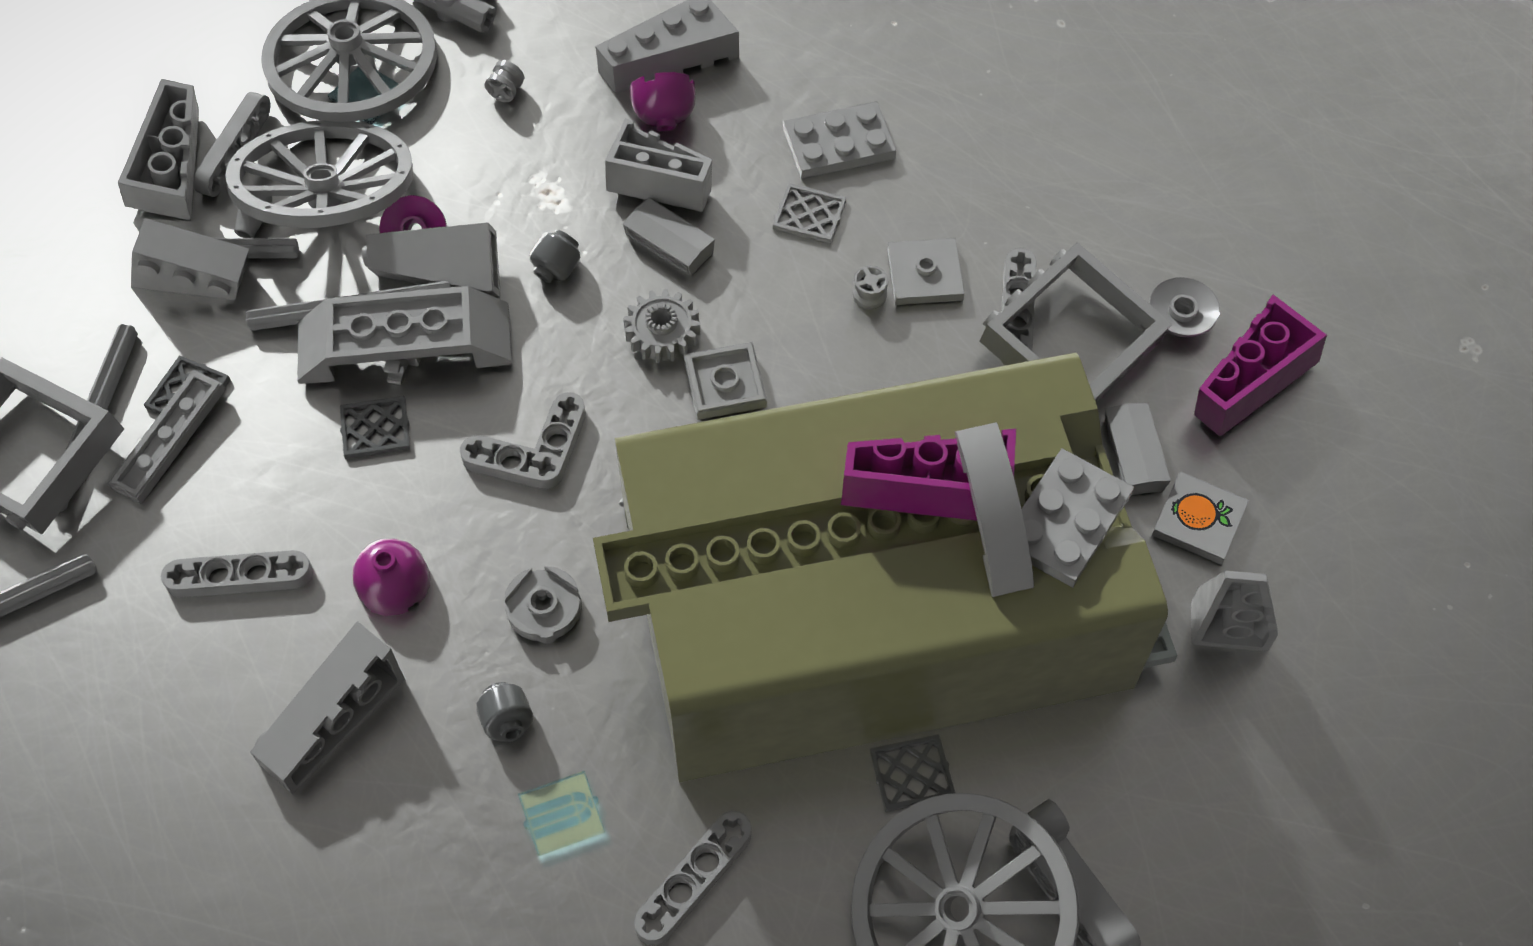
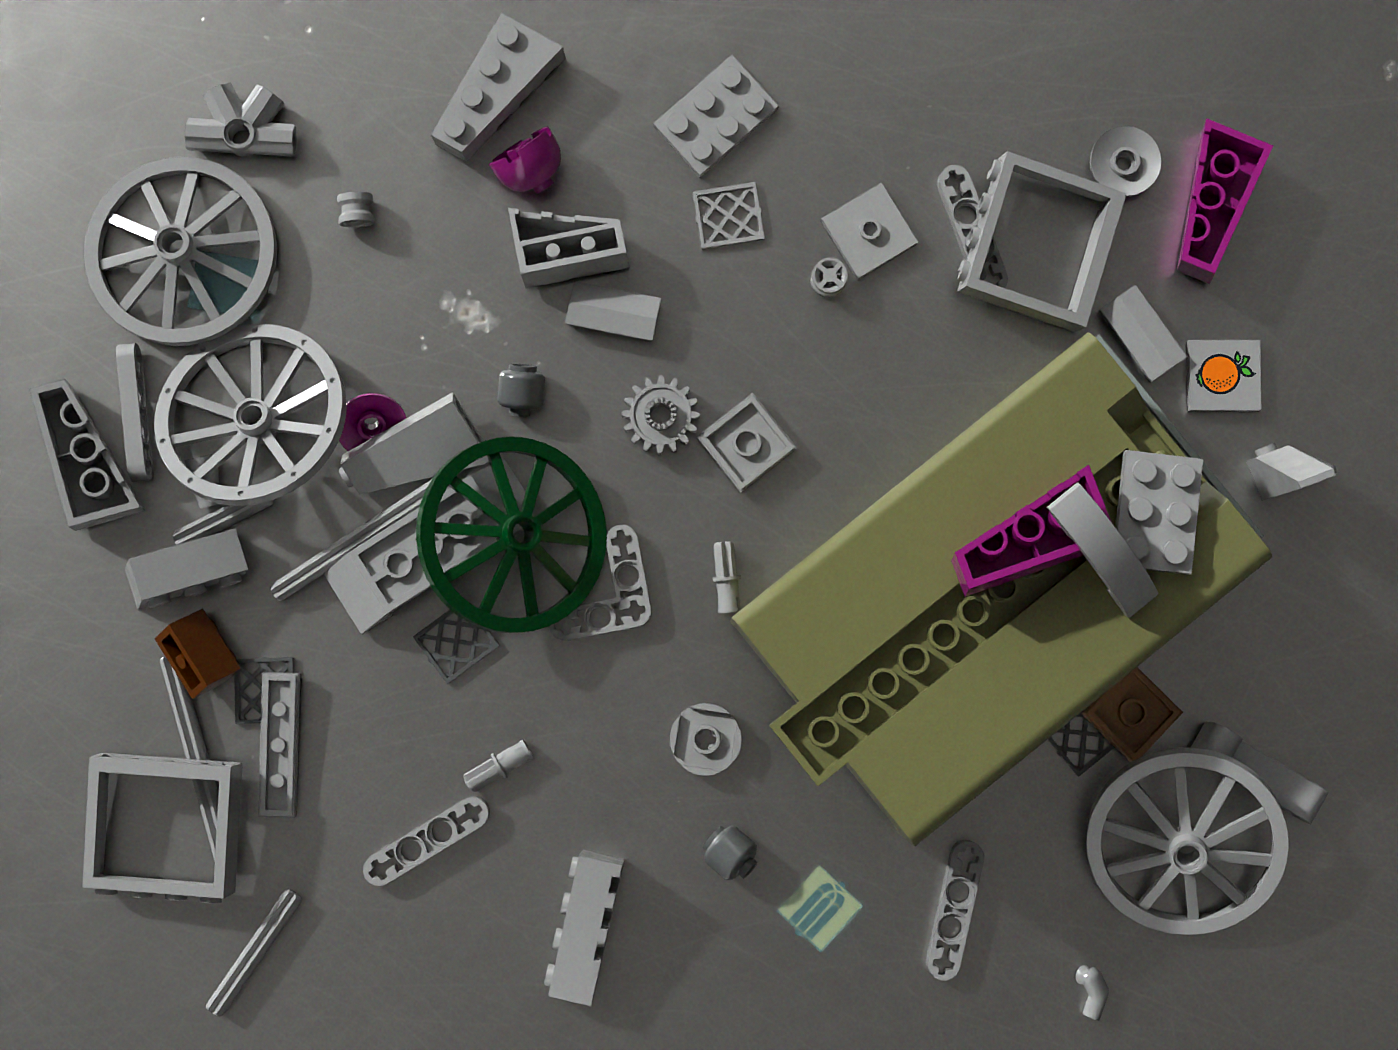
camera: 25 degrees left, 25 degrees up
(151, 328) = (197, 653): none -> reddish brown brick
(340, 540) = (498, 766): none -> light grey axle
(390, 577) = (561, 778): magenta cylinder -> none
(470, 350) = (533, 534): none -> dark green wheel
(969, 764) = (1132, 714): none -> medium nougat plate

